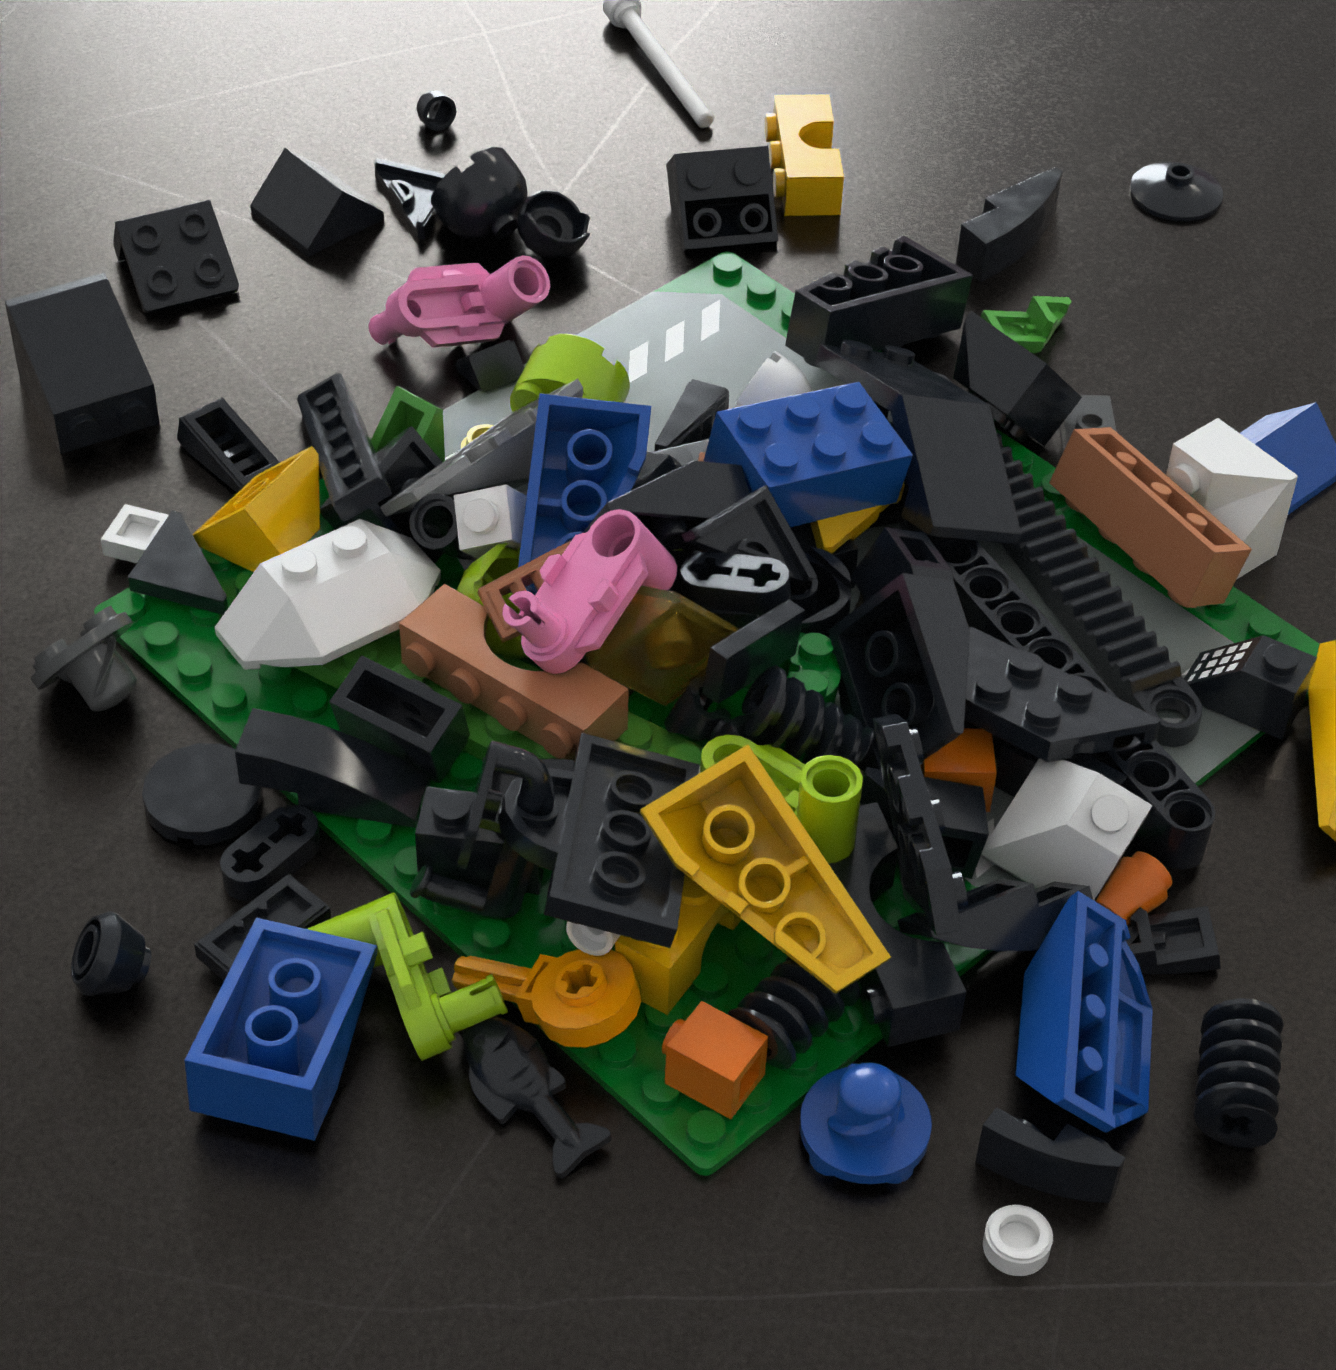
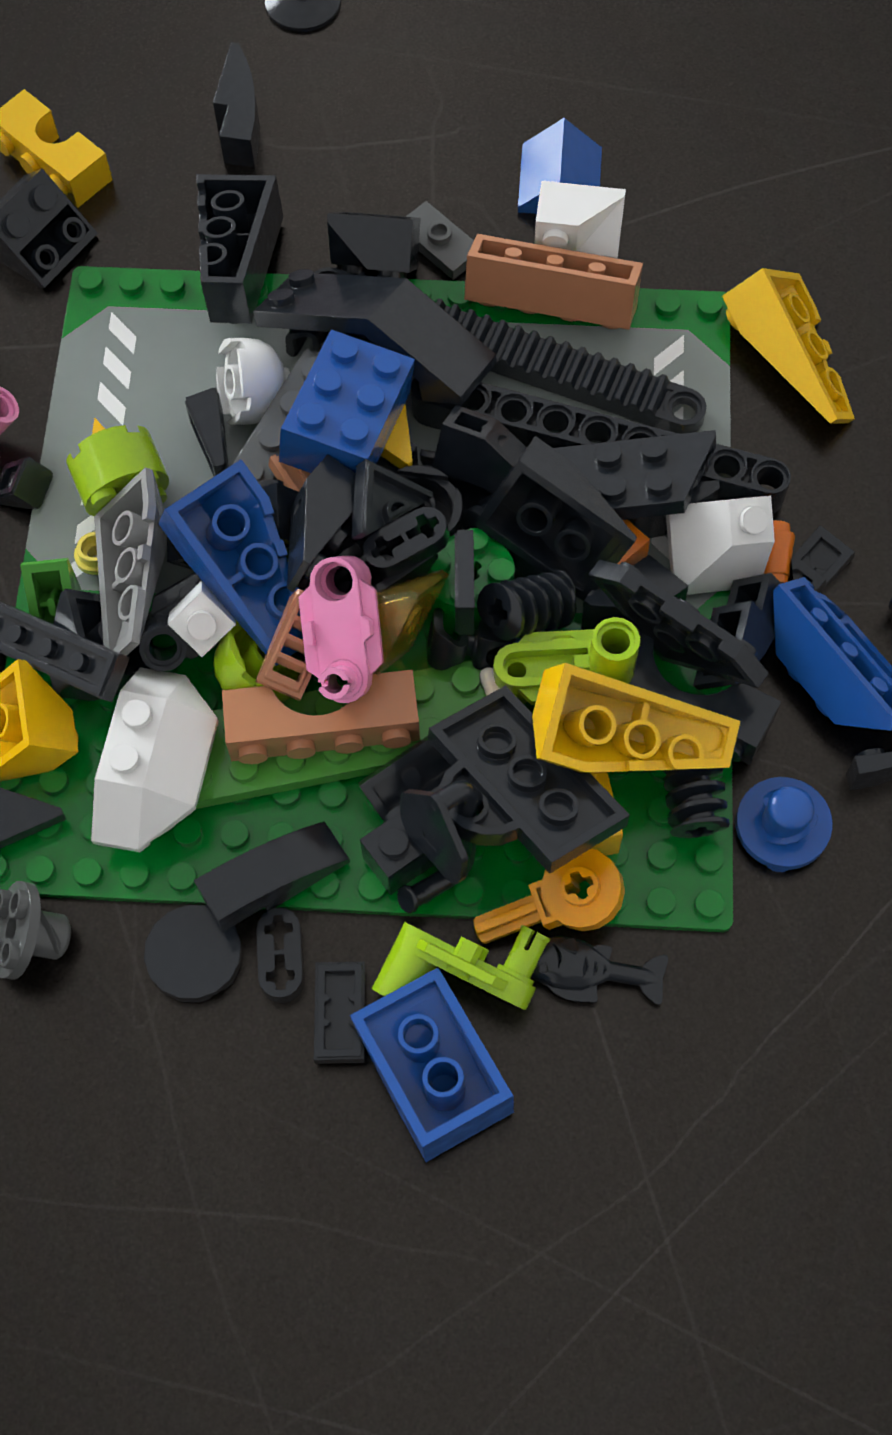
camera: 40 degrees left, 20 degrees up
(109, 956) = (273, 1116): black cone -> none
(401, 717) = (281, 802): black brick -> none
(714, 1059) = (685, 861): orange brick -> none
(1033, 327) = (322, 187): bright green slope -> none
(1254, 682) = (709, 352): black slope -> none

